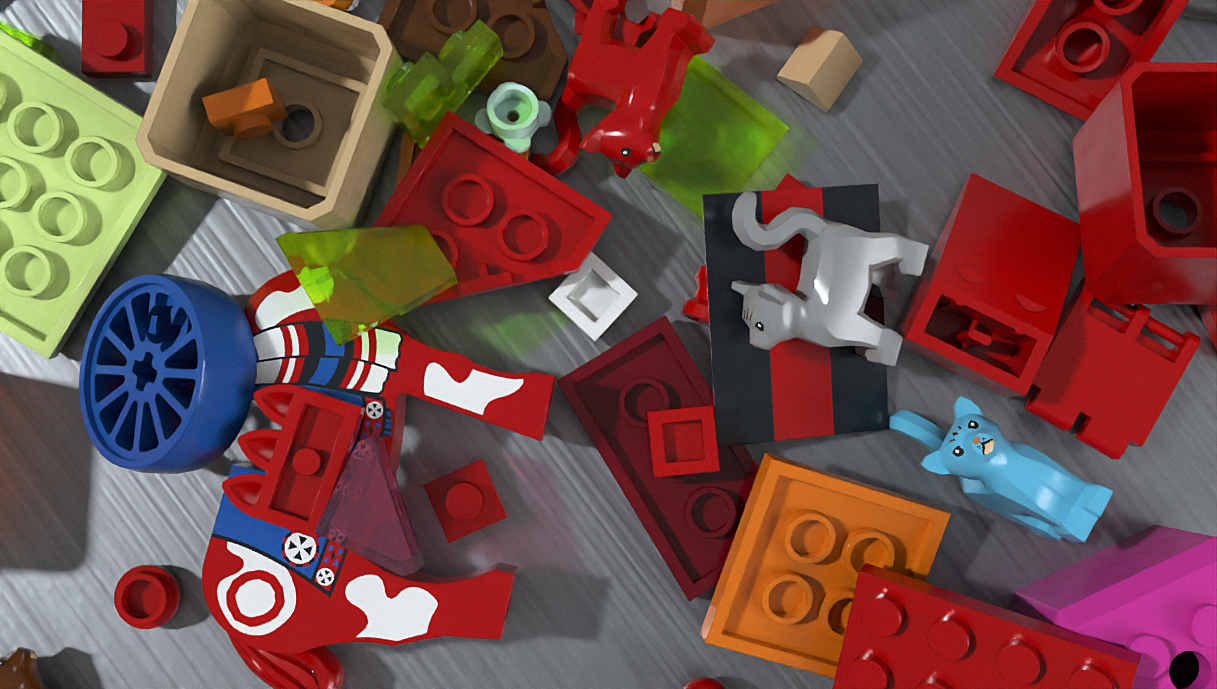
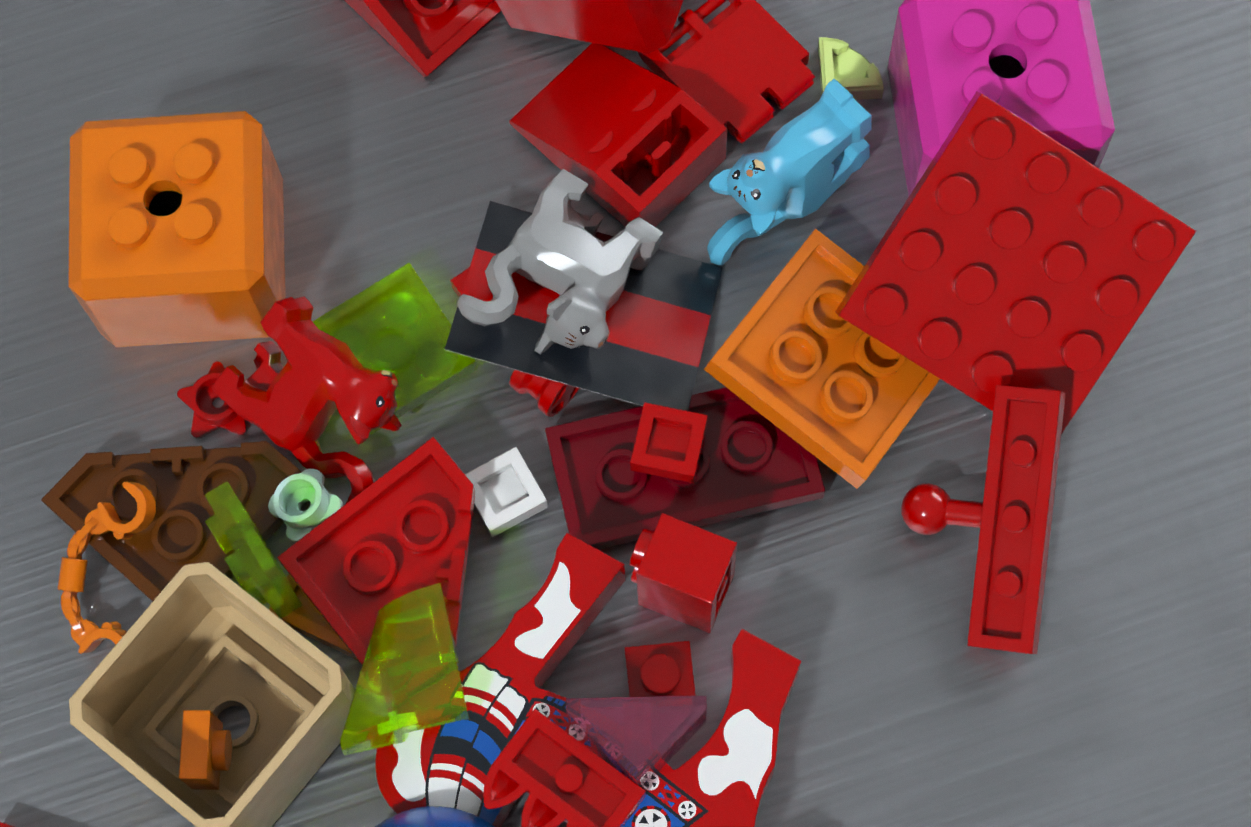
camera: 65 degrees left, 15 degrees down
(557, 497) = (683, 571): none -> red brick
(821, 66) = (361, 221): tan slope -> none
(1136, 486) = (849, 69): none -> yellowish green tile

